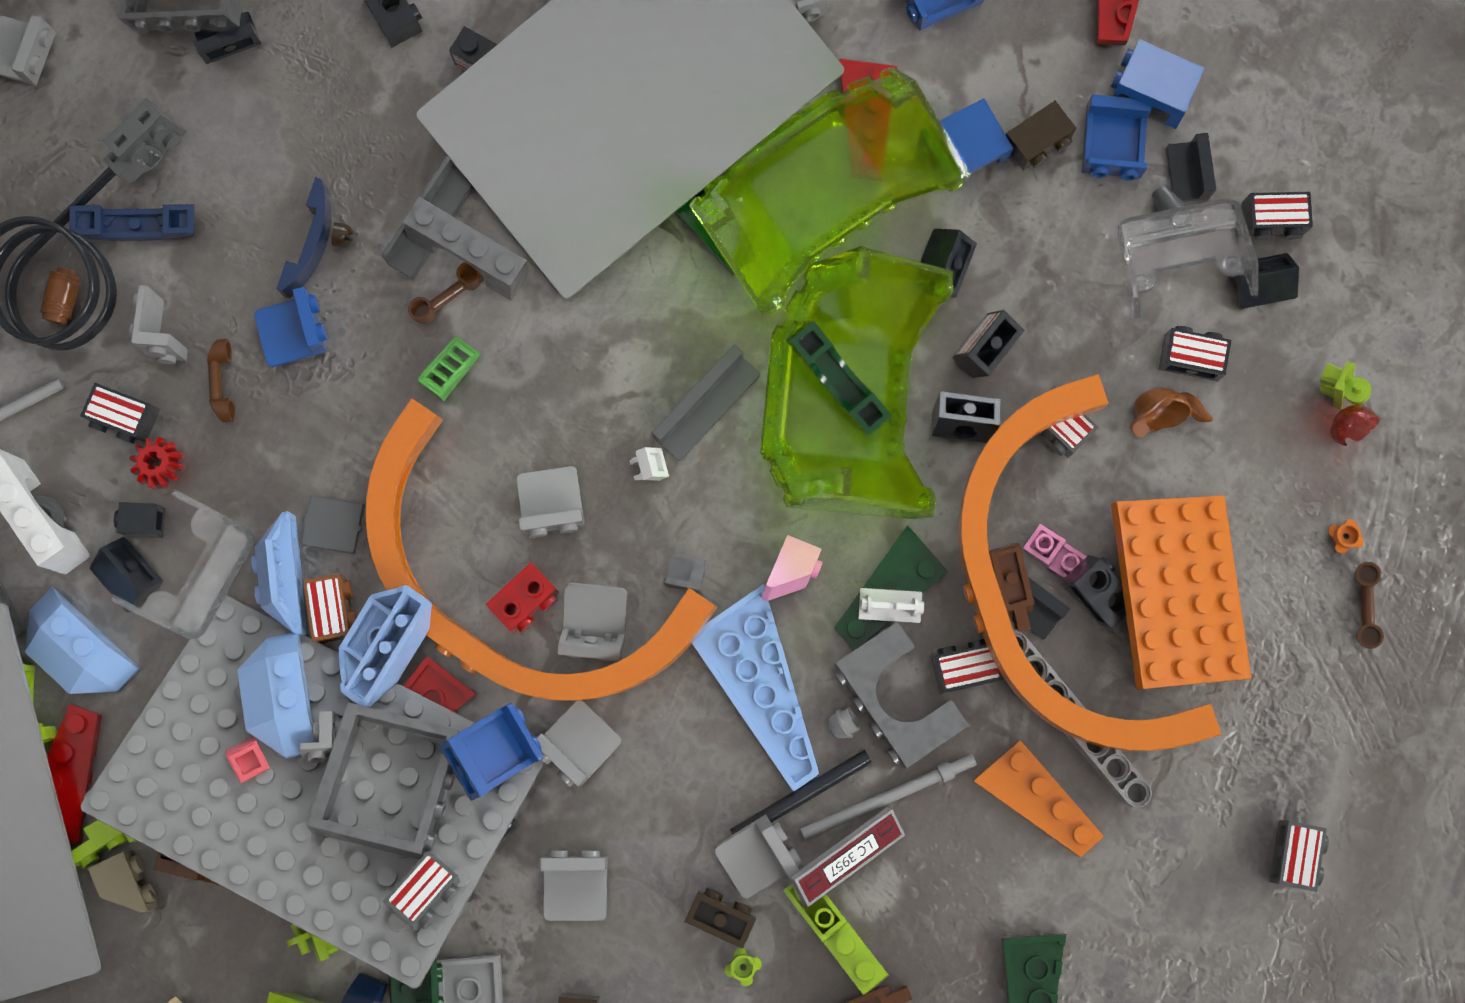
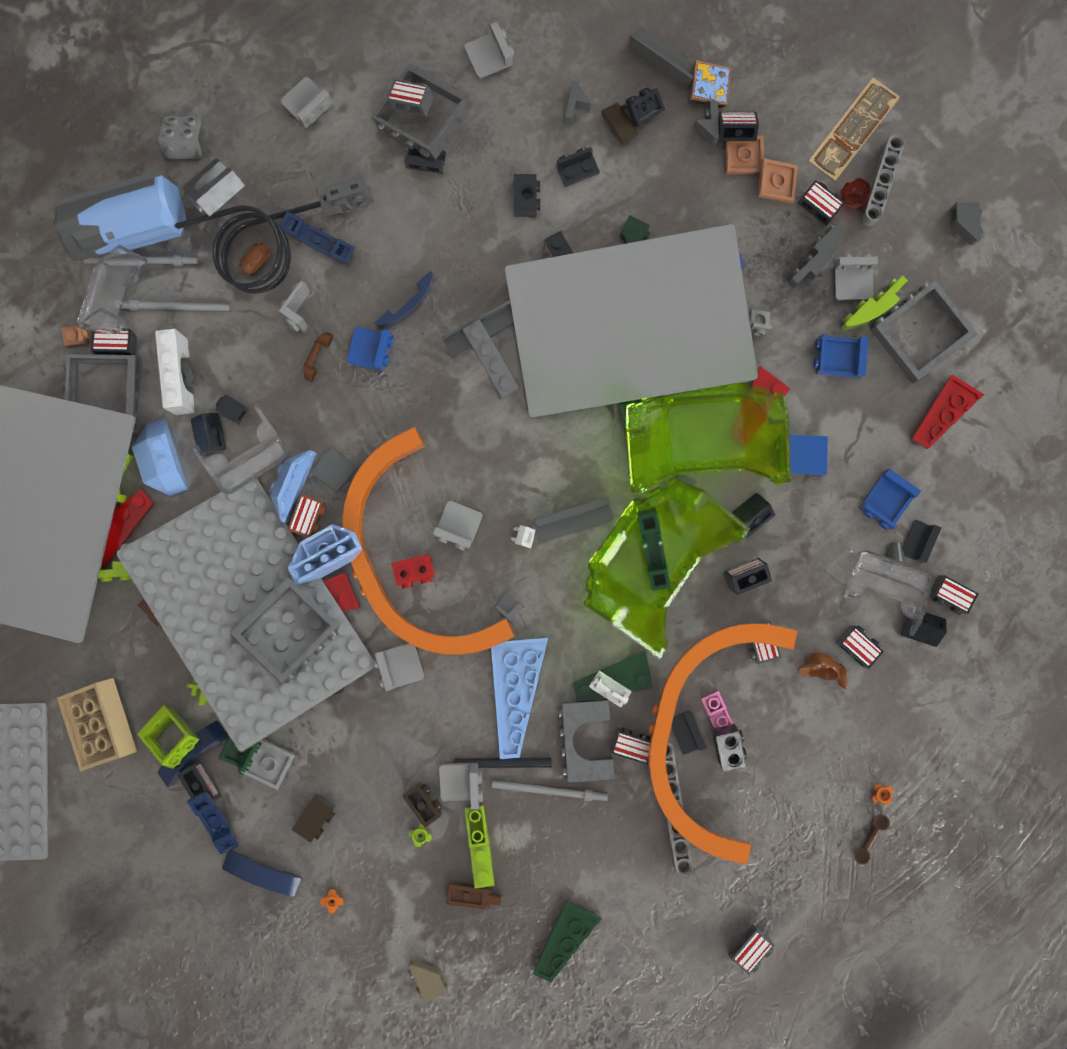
camera: 25 degrees right, 5 degrees up
(120, 413) = (252, 343): brick -> none
(122, 882) = (118, 601): dark tan slope -> none
(146, 458) = (250, 385): red gear -> none
(247, 759) = (218, 576): coral slope -> none
(277, 695) = (253, 550): light blue wedge -> none
(324, 737) = (266, 587): light grey bracket -> none
(339, 234) = (427, 310): dark brown hinge -> none
(422, 892) = (271, 703): brick -> none
(425, 311) = (448, 379): reddish brown bar -> none
(444, 391) = (435, 415): bright green slope -> none
(491, 751) = (350, 647): blue panel -> none
(575, 886) = (355, 741): light grey bracket -> none
(593, 622) = (444, 606): light grey bracket -> none
(793, 568) = (569, 638): slope -> none
(843, 723) = (548, 738): light grey plate -> none
(847, 856) = (508, 811): tile -> none
(965, 417) = (711, 610): black brick -> none
(1013, 583) = (683, 717): reddish brown hinge -> none
(1035, 795) = (628, 832): orange wing -> none
(1041, 135) = (846, 475): dark brown brick -> none
(1158, 80) = (931, 481): panel -> none
(1180, 591) = (772, 773): orange plate -> none
(1342, 383) = (931, 711): lime hips -> none
(1353, 423) = (924, 736): clear red hair -> none

